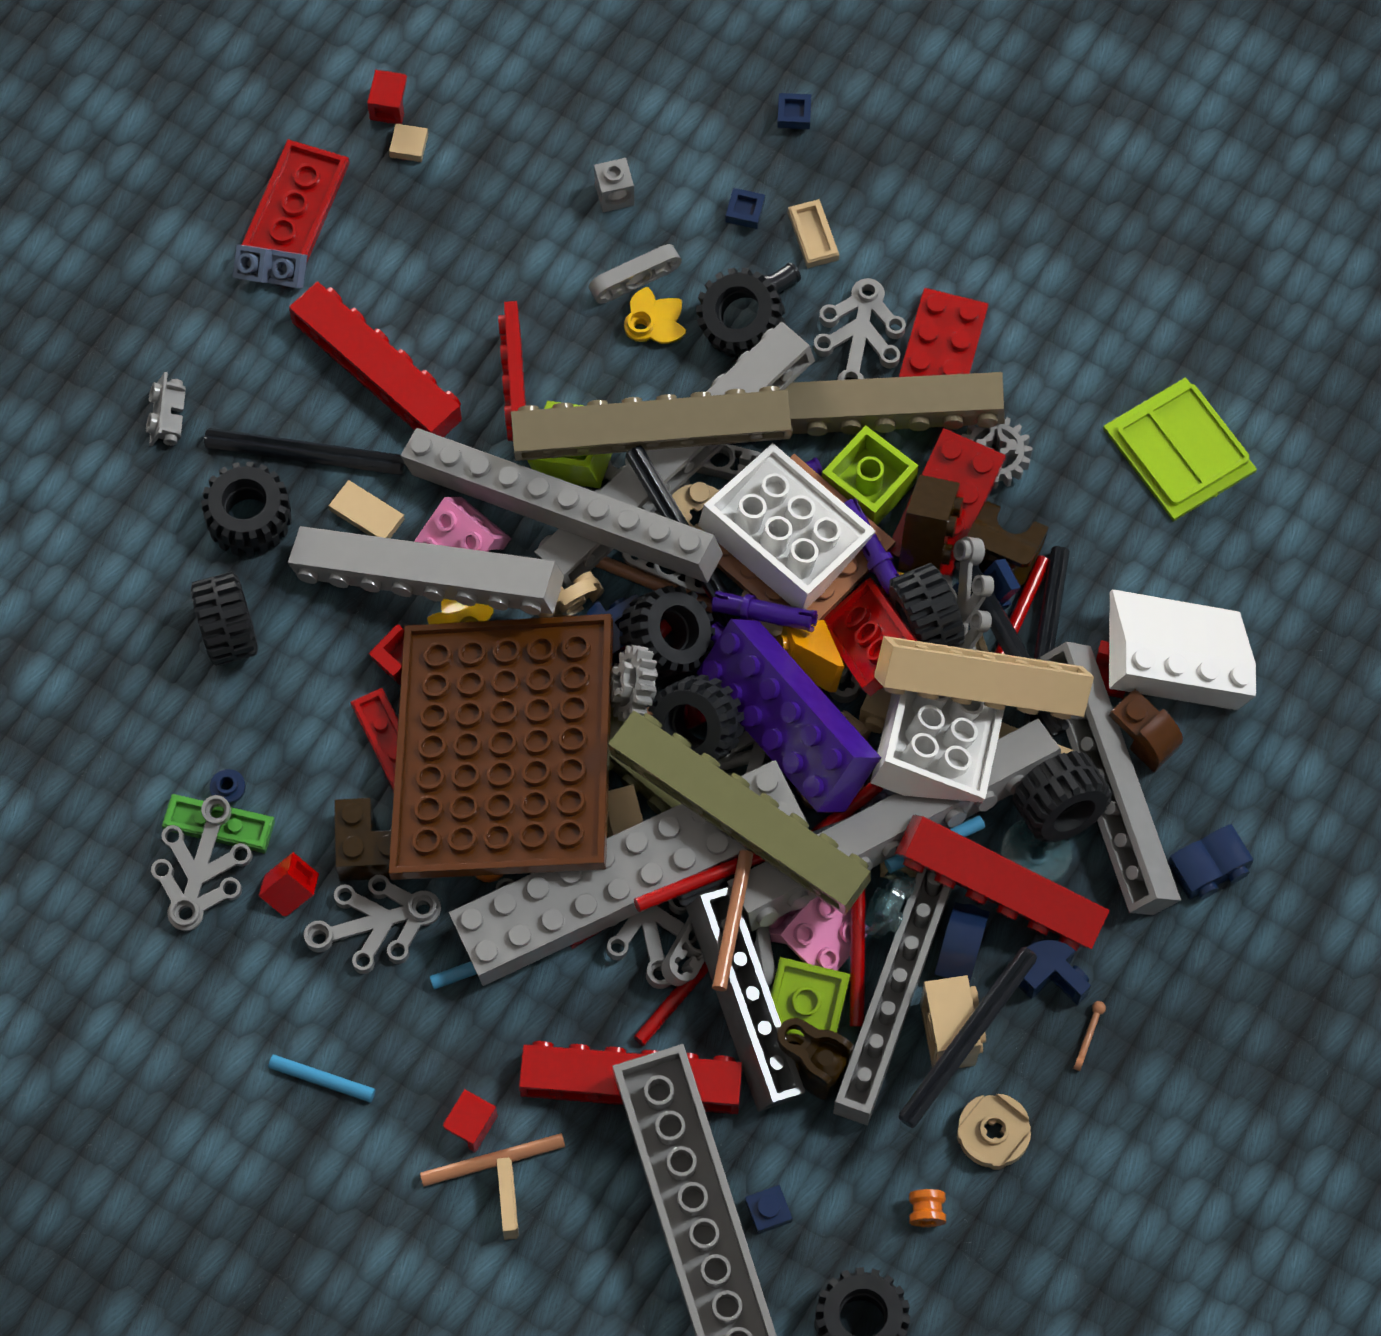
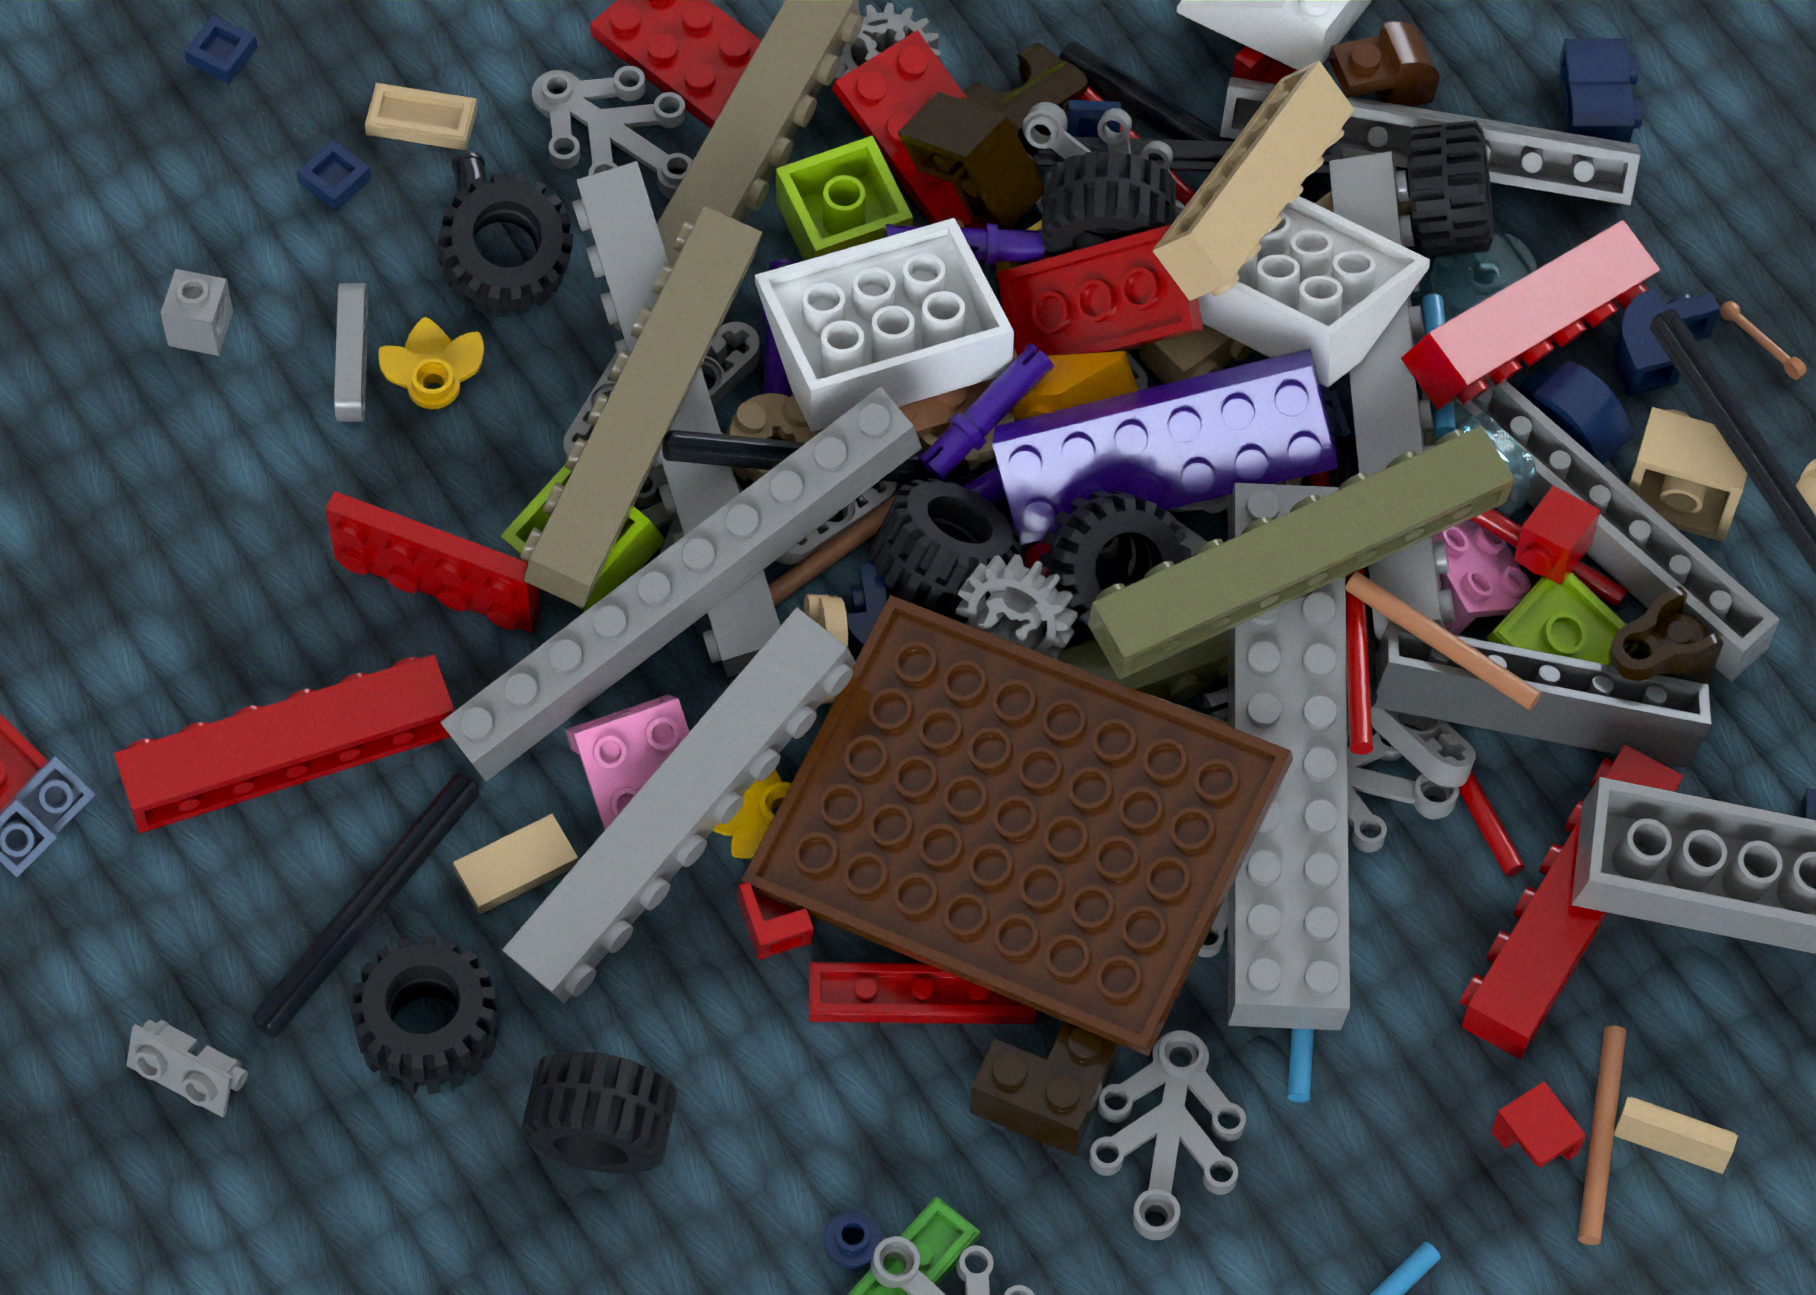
camera: 65 degrees left, 5 degrees down
(289, 884) = (1055, 1219): red panel -> none
(856, 961) = (1556, 535): none -> red brick

